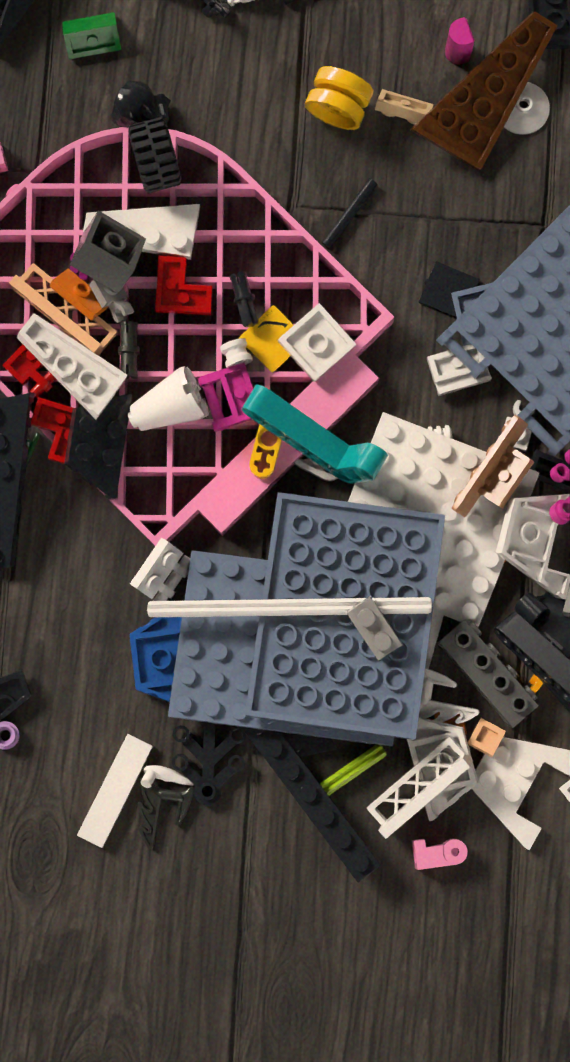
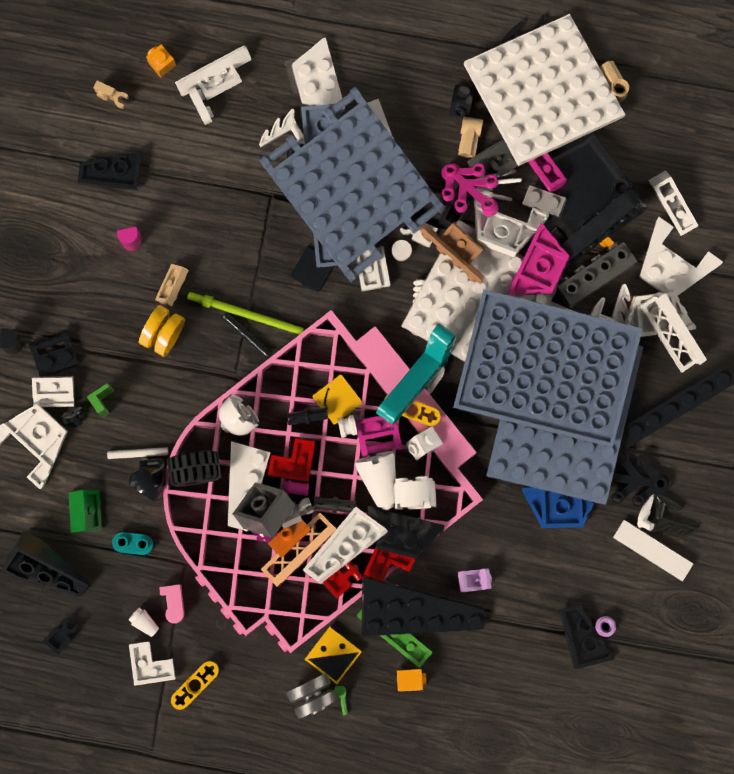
camera: 85 degrees left, 0 degrees up
(49, 550) = (474, 580): none -> lavender bracket
(55, 99) = (132, 543): none -> teal plate
(145, 295) = (295, 488): none -> dark pink pin
(152, 451) = (415, 494): none -> white brick
(157, 568) = (500, 499): white plate -> none
(175, 92) = (138, 453): none -> white bar
(225, 459) = (424, 443): none -> white bracket
(232, 206) = (236, 417): none -> white cylinder
(236, 27) = (96, 397): none -> bright green panel
(283, 607) = (539, 407): white axle -> none
(316, 342) = (345, 367): white plate -> none
(353, 769) = (654, 378): lime axle -> none
(374, 628) = (561, 347): light grey plate -> none
(387, 158) = (208, 301): none -> lime bar
(446, 854) = (720, 325): bright pink leg -> none
(478, 107) = (179, 229): reddish brown wing -> none
(486, 737) = (642, 281): light nougat tile -> none
(488, 592) = (541, 266): none -> dark pink wing
(489, 405) = (401, 250): none -> white tile
(529, 119) = (185, 208): white dish -> none

